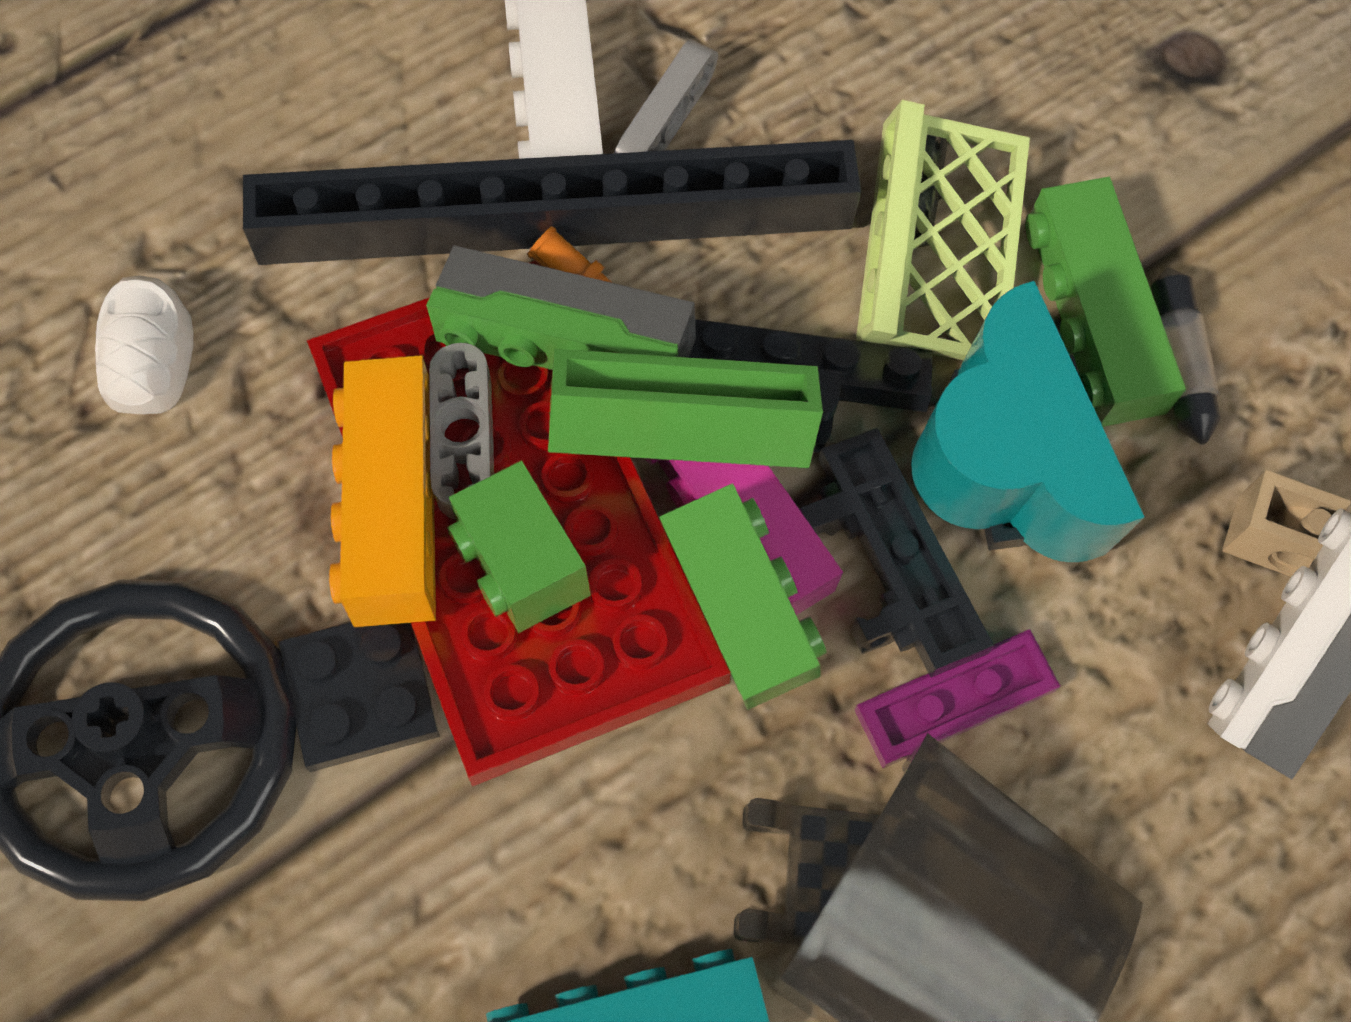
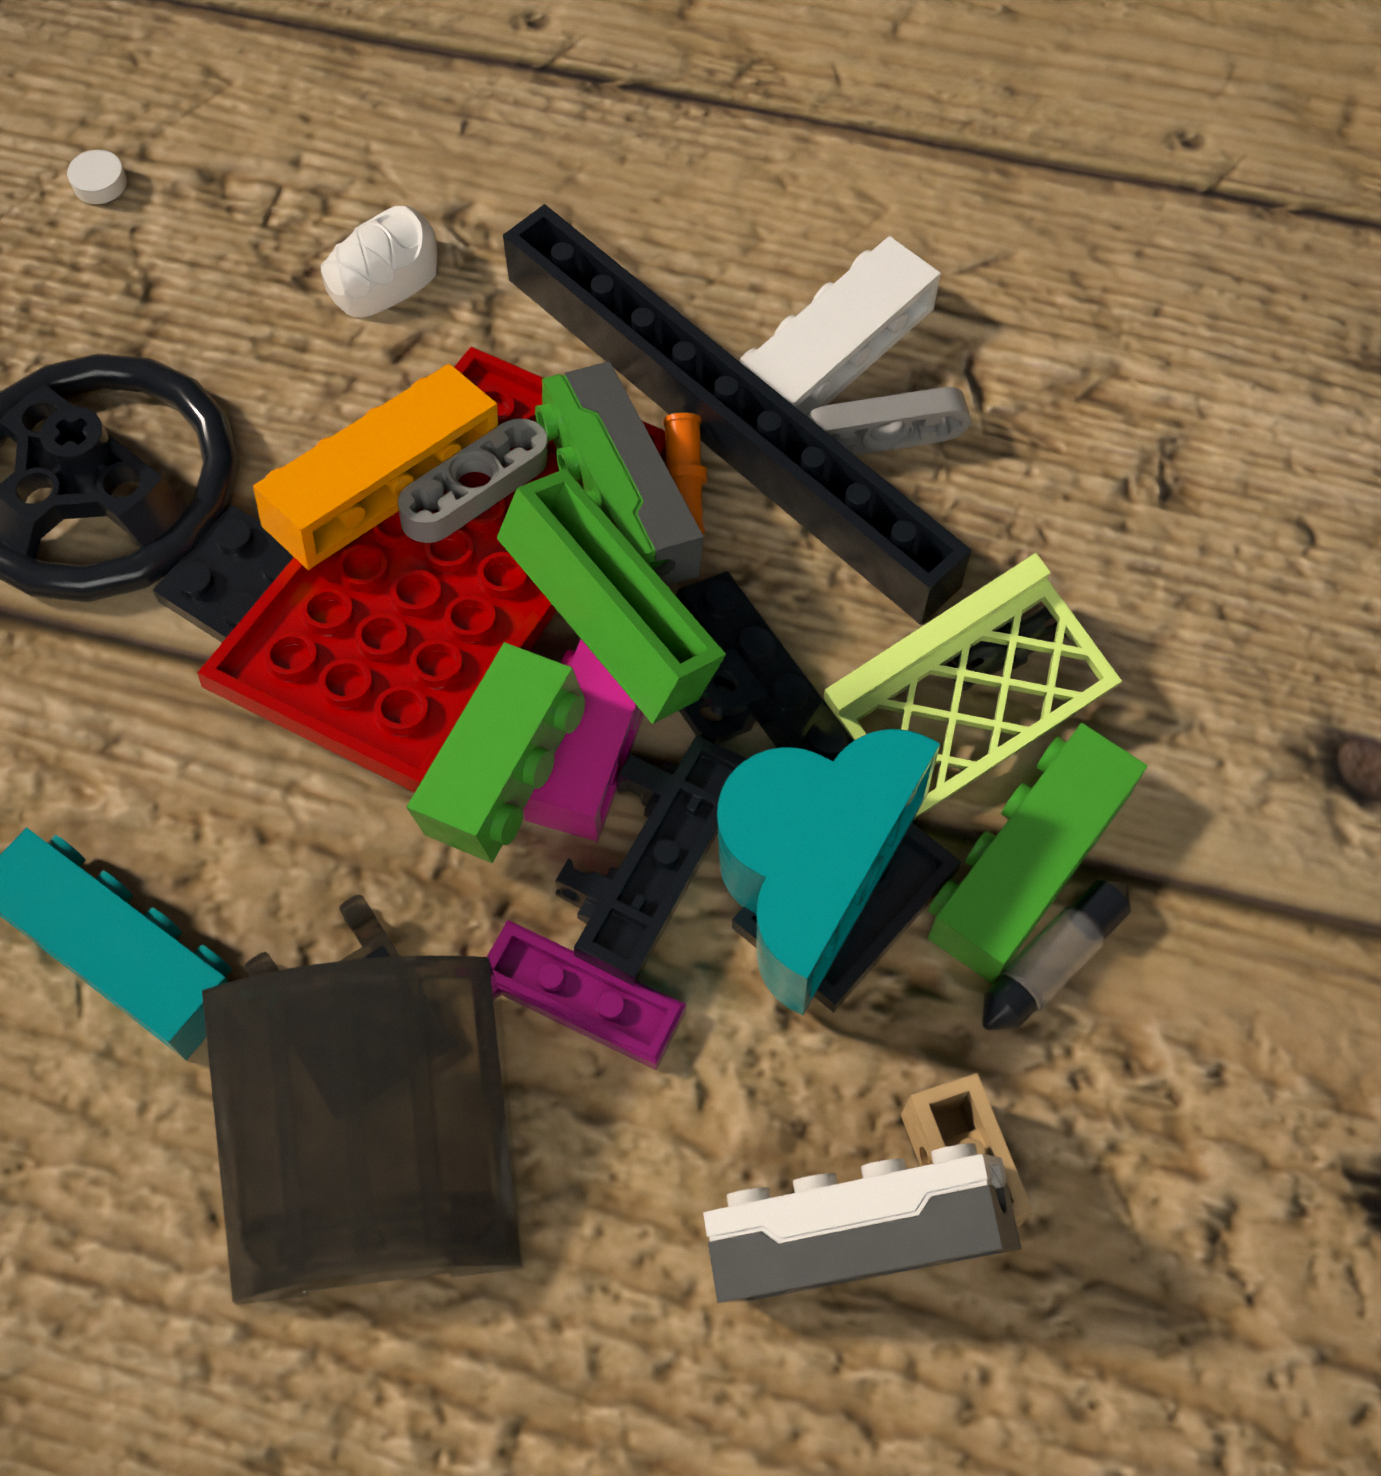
camera: 55 degrees right, 5 degrees down
(519, 547) = (399, 572): bright green brick -> none

